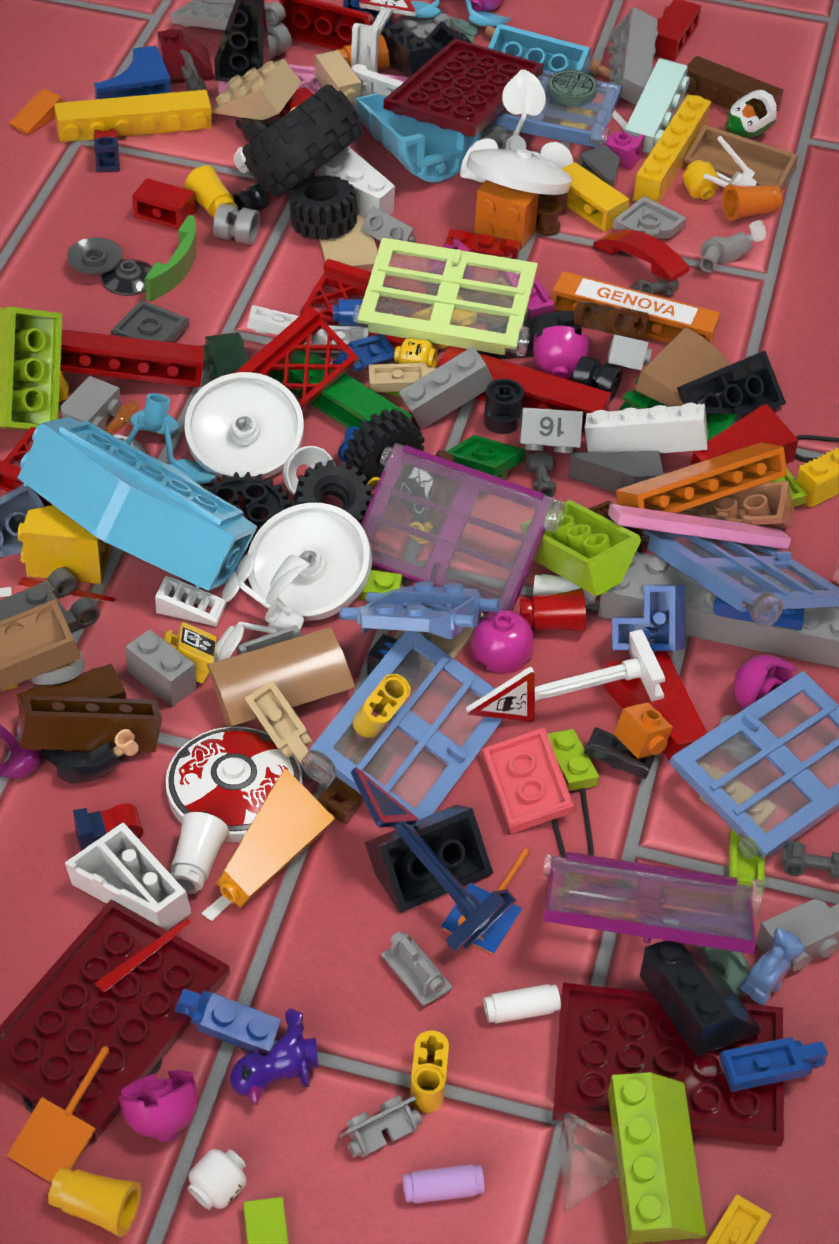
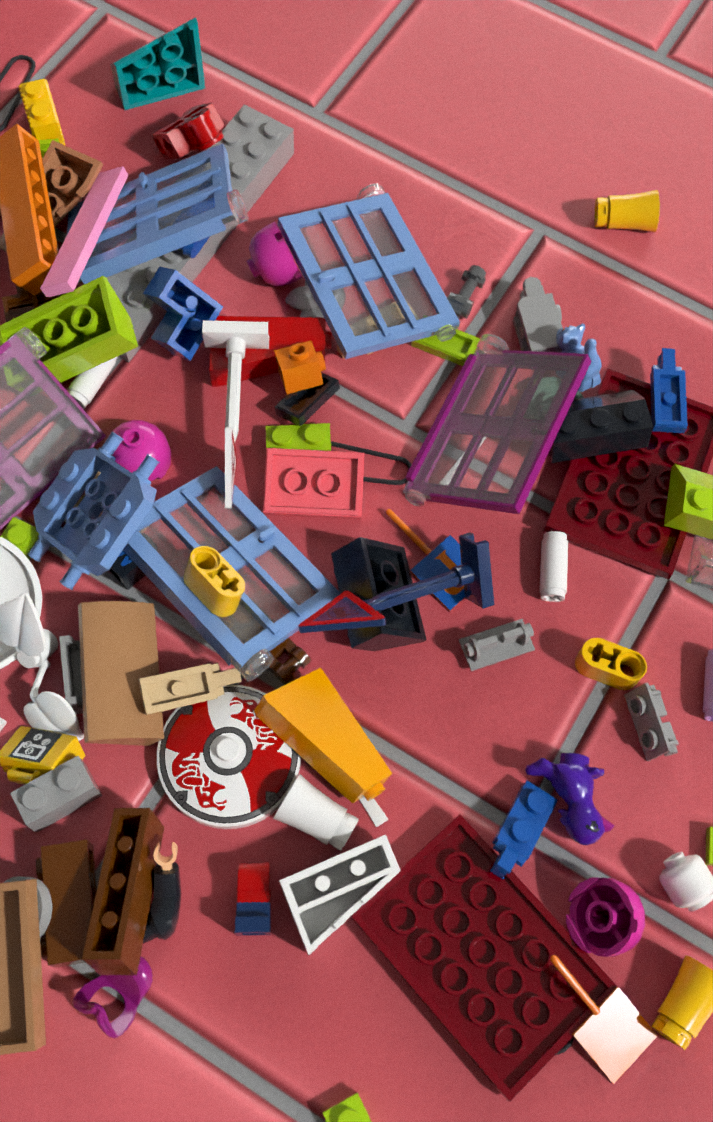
camera: 75 degrees left, 20 degrees up
(126, 967) = (444, 926): red sticker -> none
(555, 611) = (121, 391): red plant -> none

